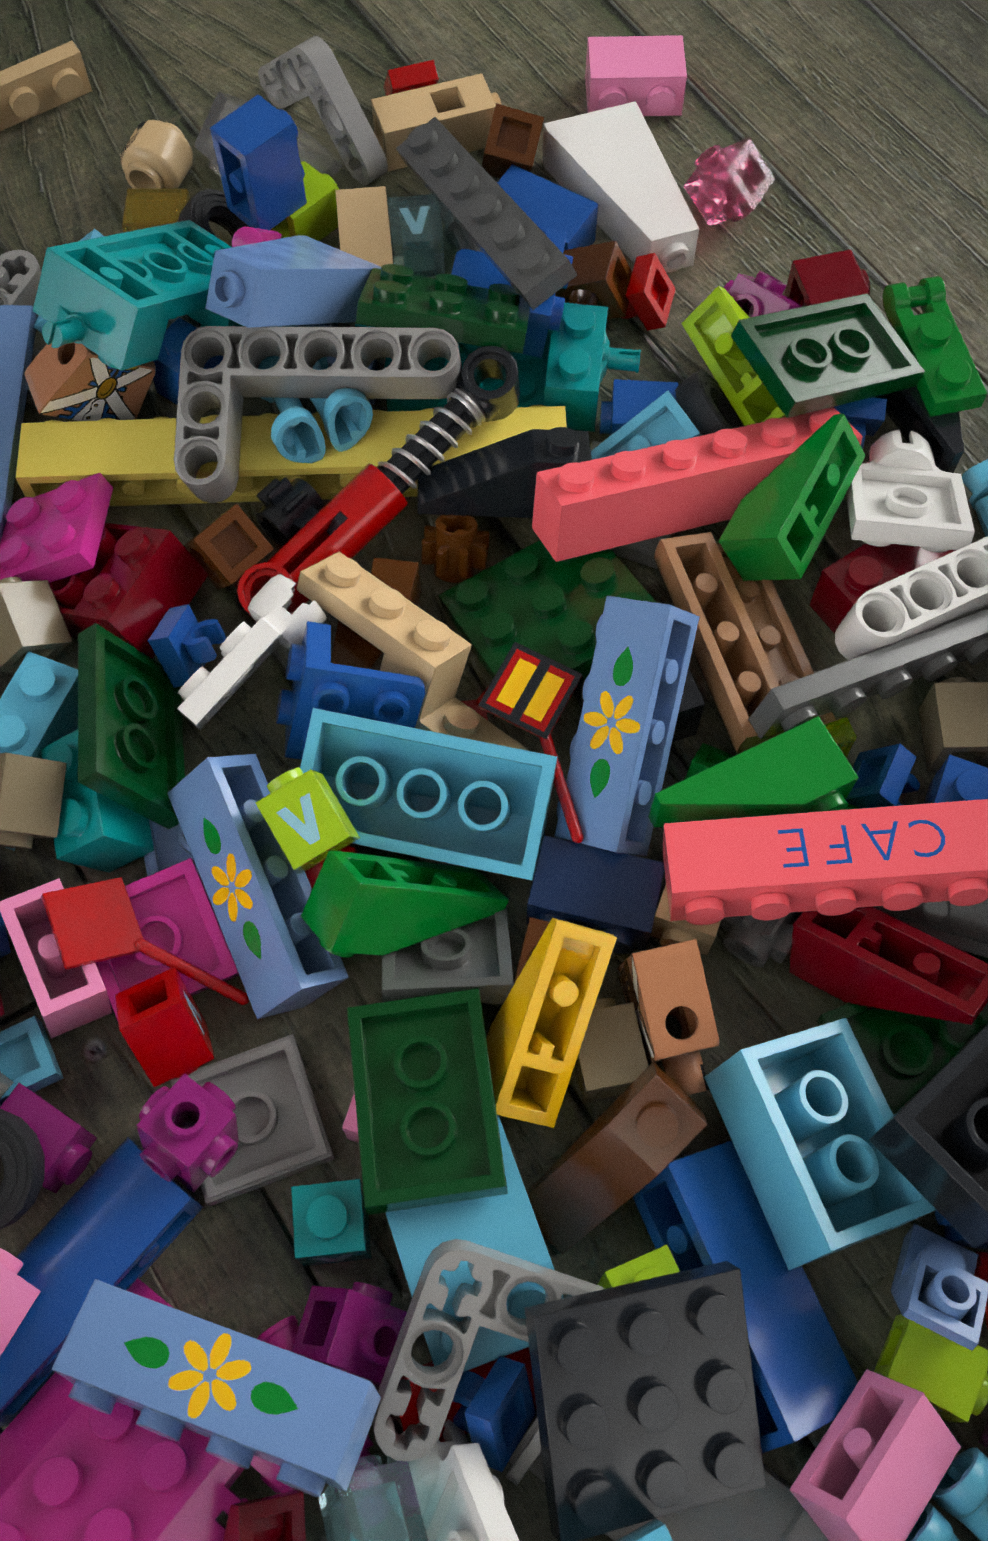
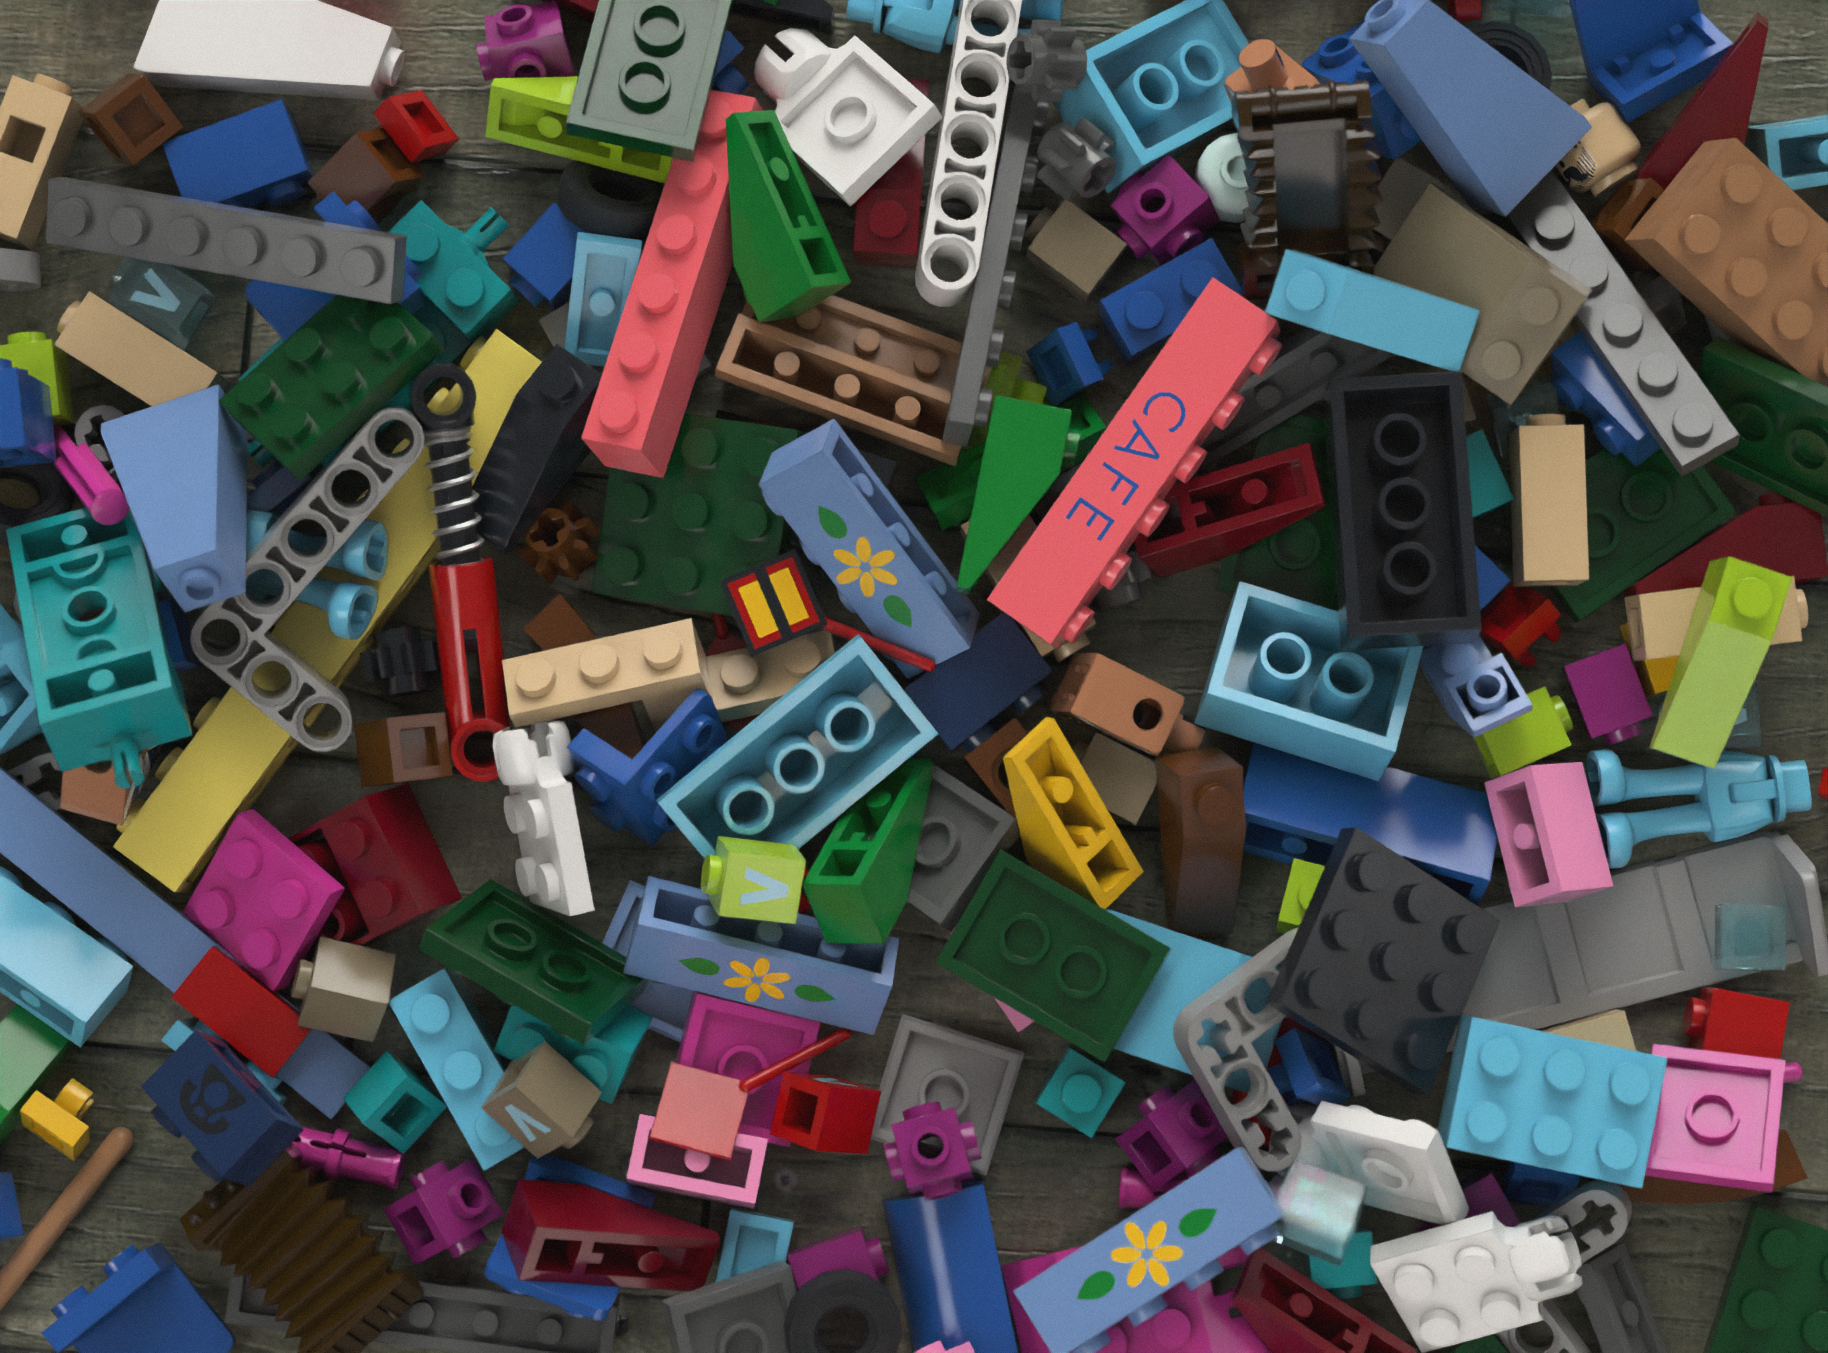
camera: 50 degrees left, 20 degrees up
(184, 643) = (473, 858): blue tile -> none

